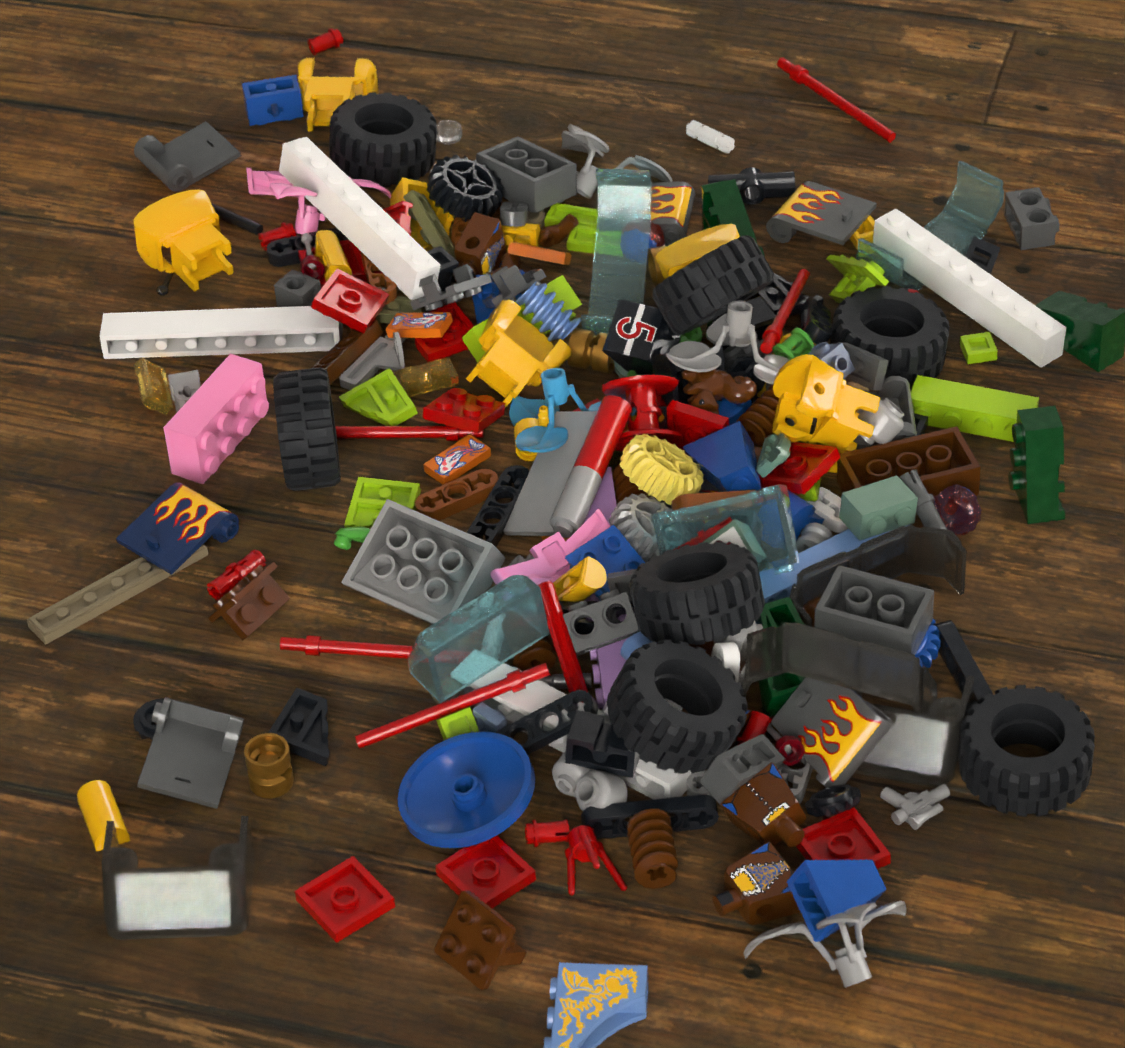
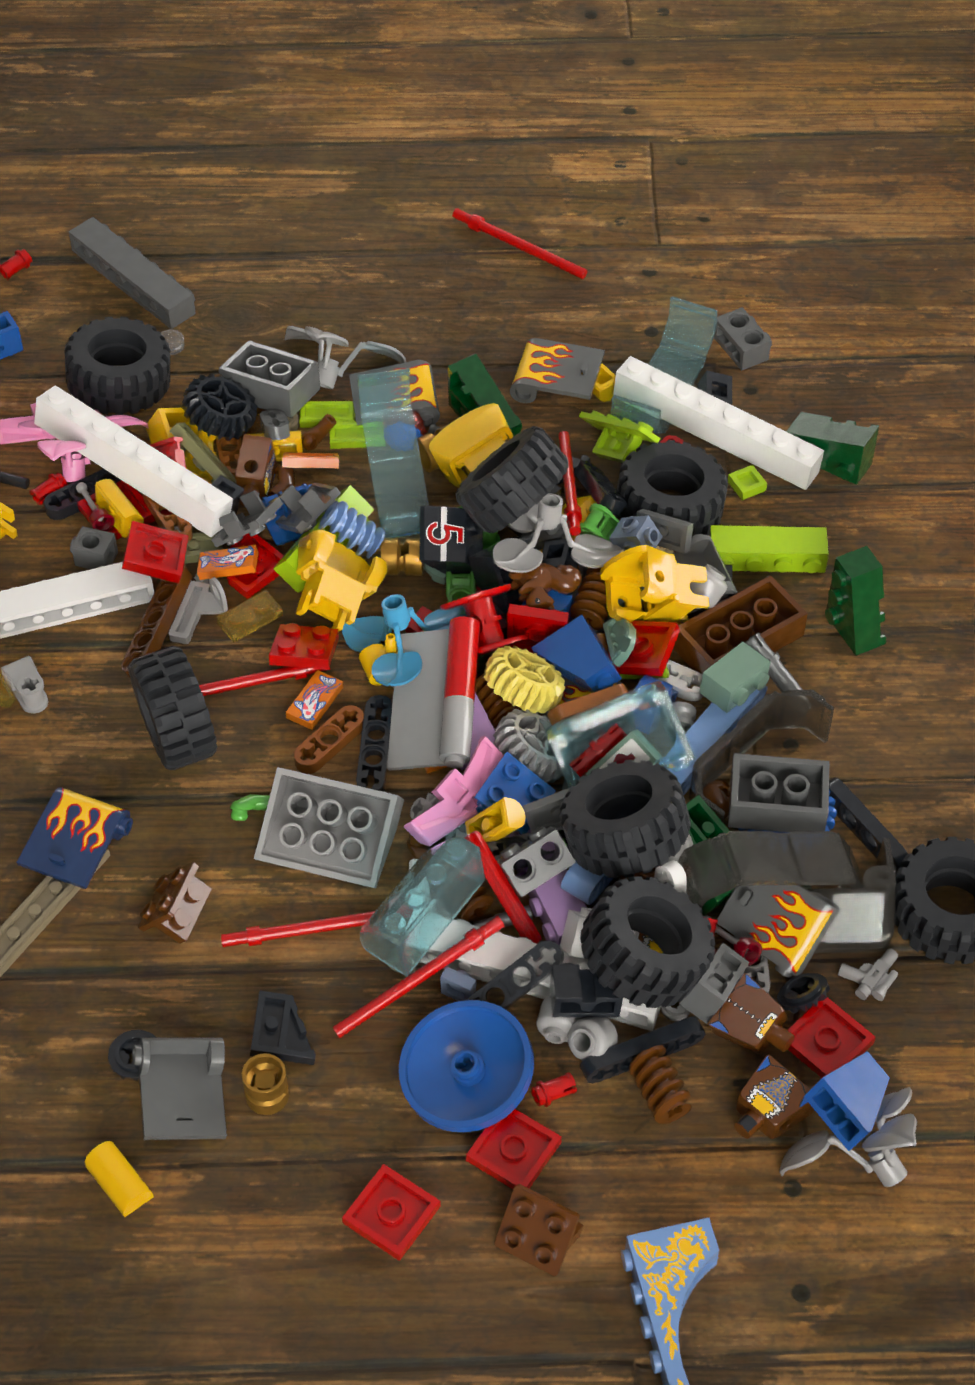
camera: 20 degrees left, 10 degrees up
(177, 899) = (231, 1260): clear smoke windscreen -> none
(216, 418) = (70, 708): bright pink brick -> none
(234, 573) = (149, 874): red pin -> none
(324, 94) = (48, 325): yellow piece -> none
(371, 496) = (257, 763): lime wing -> none
(381, 400) = (220, 650): lime wing -> none
(435, 65) = (132, 272): none -> dark grey brick
(457, 723) = (430, 996): lime plate -> none
(586, 849) = (596, 1098): red plant -> none
(710, 136) = (420, 303): white axle -> none
(756, 185) = (485, 347): black piece -> none
(958, 509) = (799, 657): clear red piece -> none

